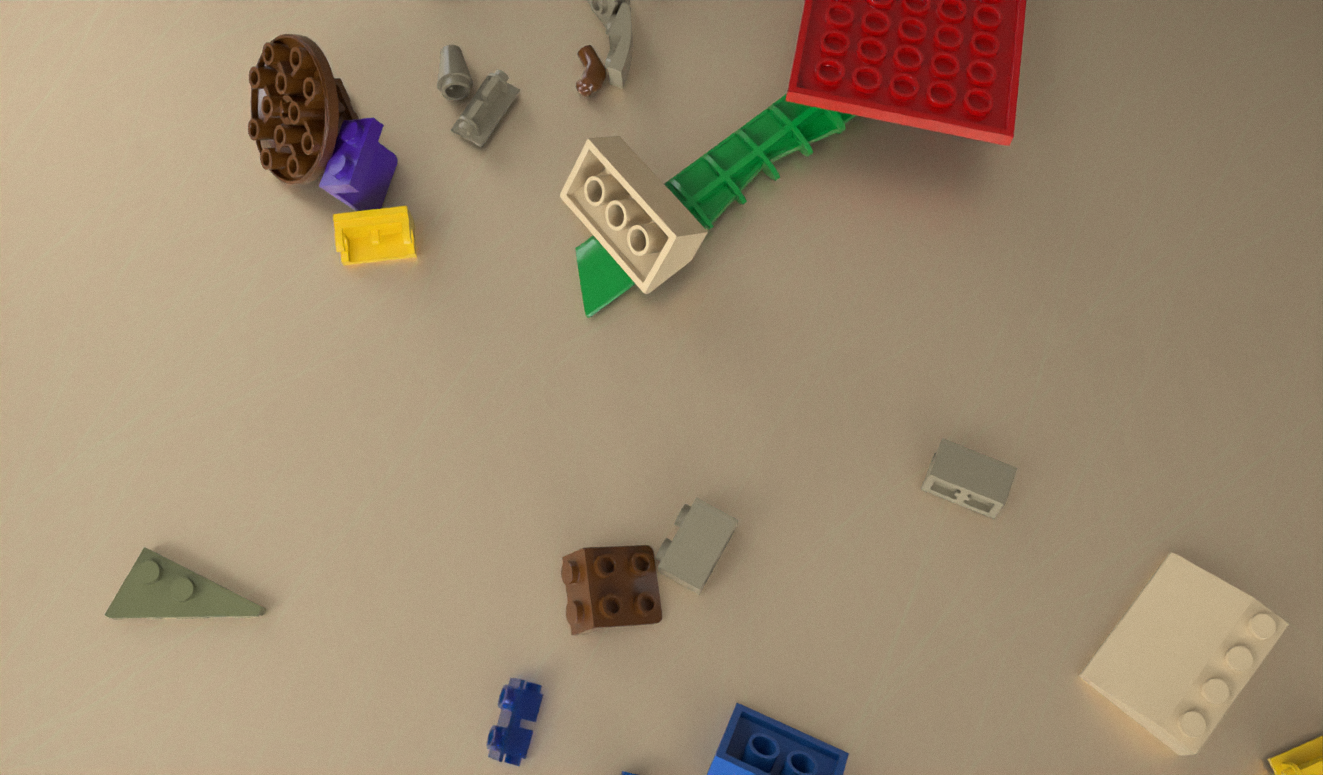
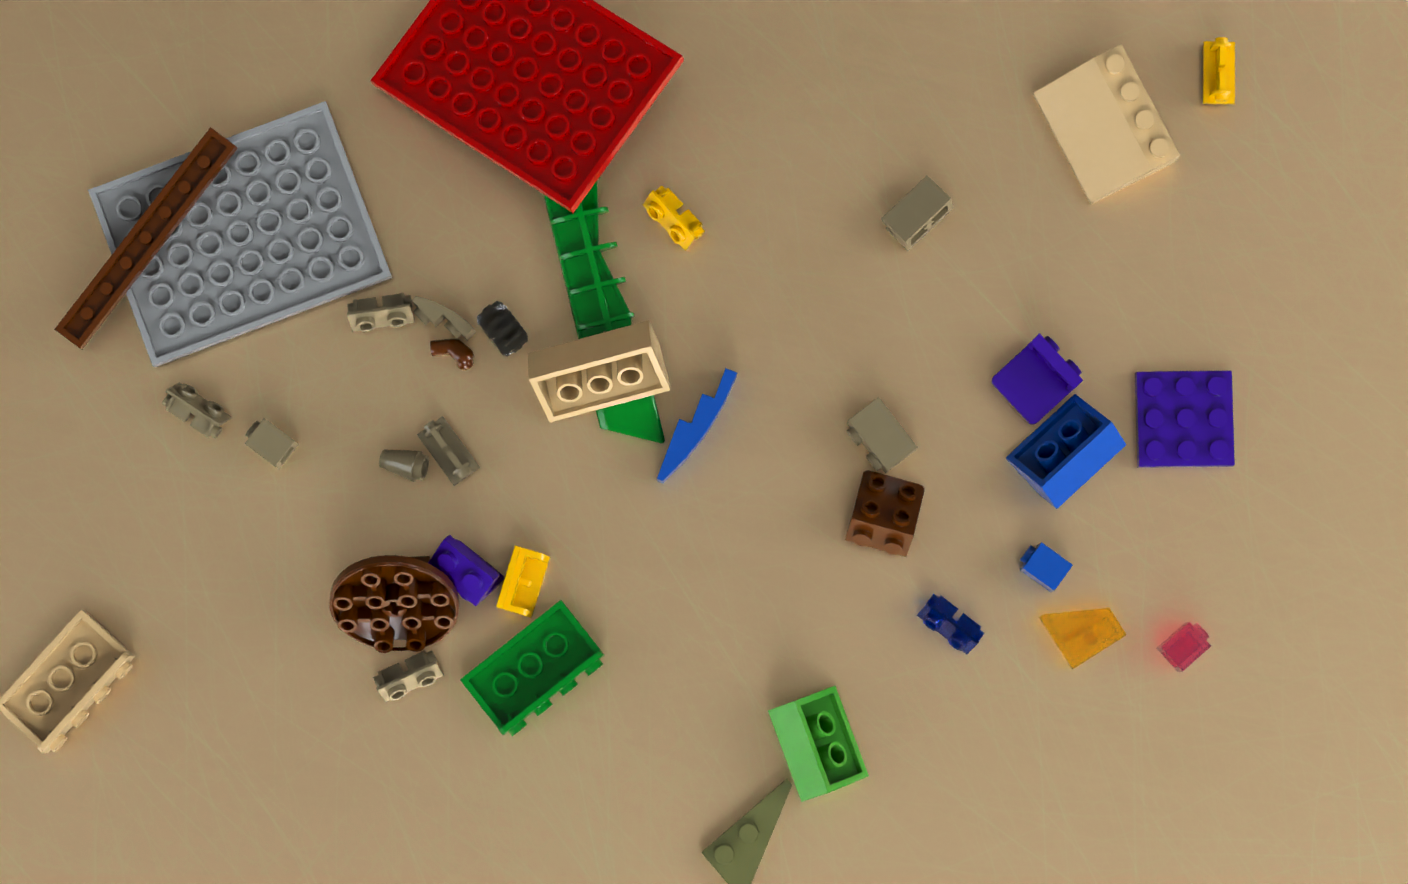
camera: 70 degrees left, 10 degrees up
(221, 158) = (421, 672): none -> dark tan hinge
(285, 285) = (533, 669): none -> green bracket
(313, 626) = (818, 743): none -> bright green slope
(602, 337) = (689, 435): none -> blue slope
(634, 101) = (502, 328): none -> clear smoke gear
(840, 210) = (682, 228): none -> yellow hinge
(844, 699) = (1037, 379): none -> dark purple bracket

